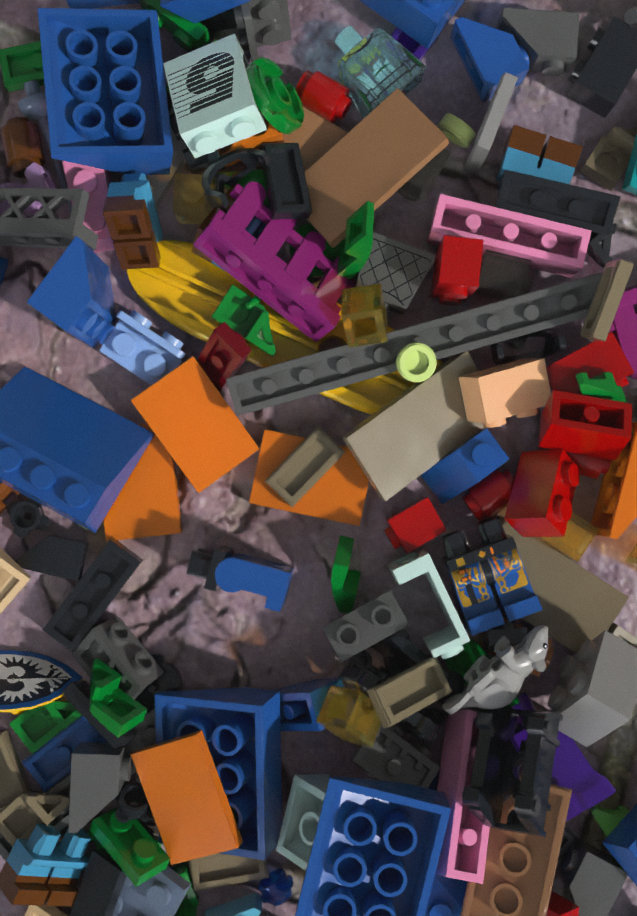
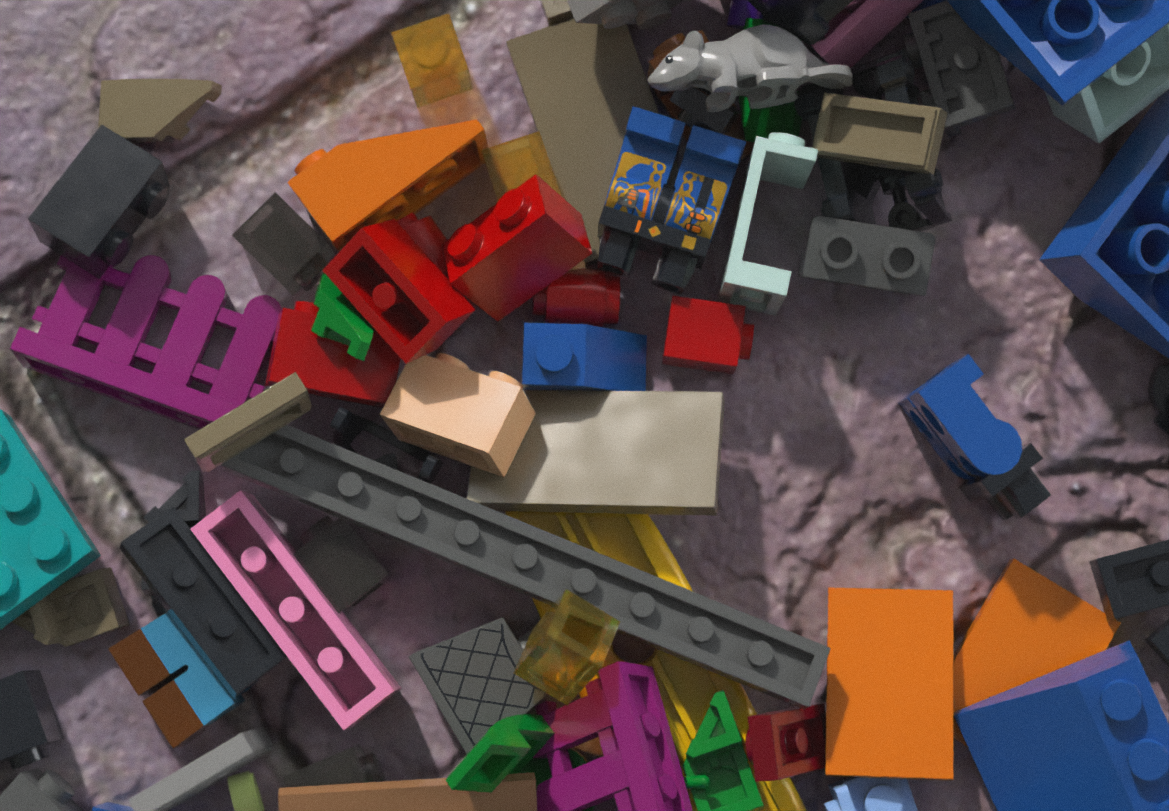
camera: 140 degrees left, 5 degrees down
(302, 704) = (1009, 211): blue slope -> none
(305, 466) = (788, 517): dark tan tile -> none
(335, 496) = (794, 500): orange tile -> none
(344, 580) = (847, 338): green slope -> none
(350, 716) = (976, 160): clear yellow brick -> none
(416, 362) = (548, 535): yellowish green tile -> none
(456, 269) = (399, 615): red brick -> none

